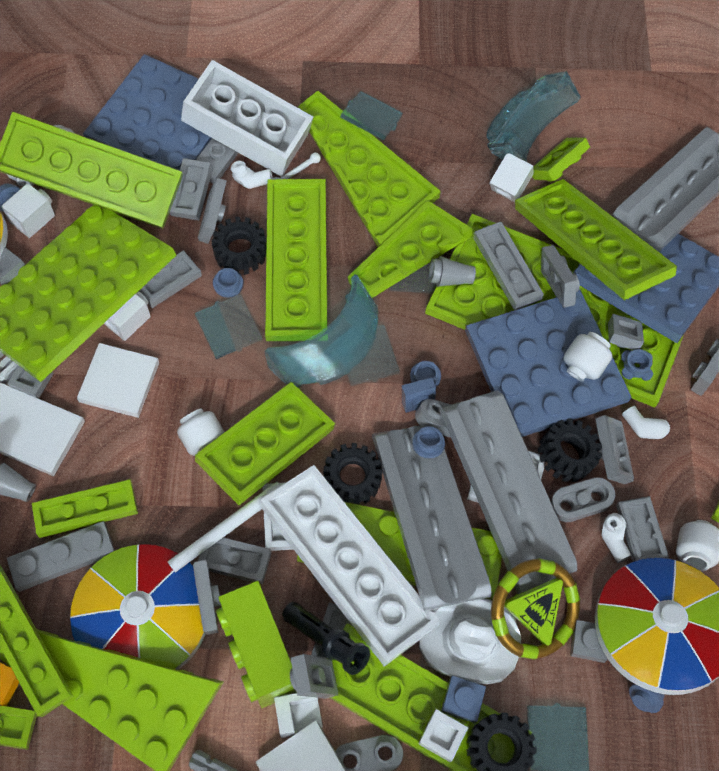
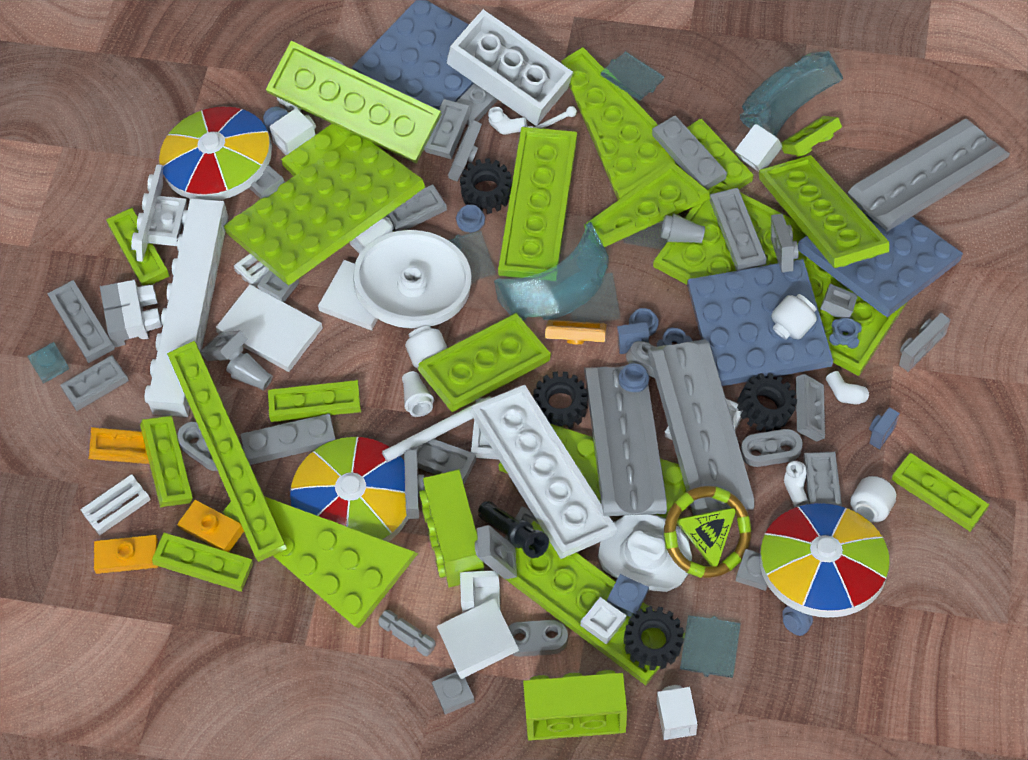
camera: 15 degrees right, 5 degrees down
(53, 224) = (315, 148): none -> lime plate
(174, 358) = (412, 279): none -> white dish
(197, 489) = (416, 395): none -> white cone
(357, 394) = (575, 331): none -> light orange plate
(443, 189) = (689, 152): none -> light grey plate
(457, 386) = (673, 335): none -> sand blue plate
(467, 188) = (737, 173): none -> lime plate
(693, 462) = (883, 427): none -> sand blue plate

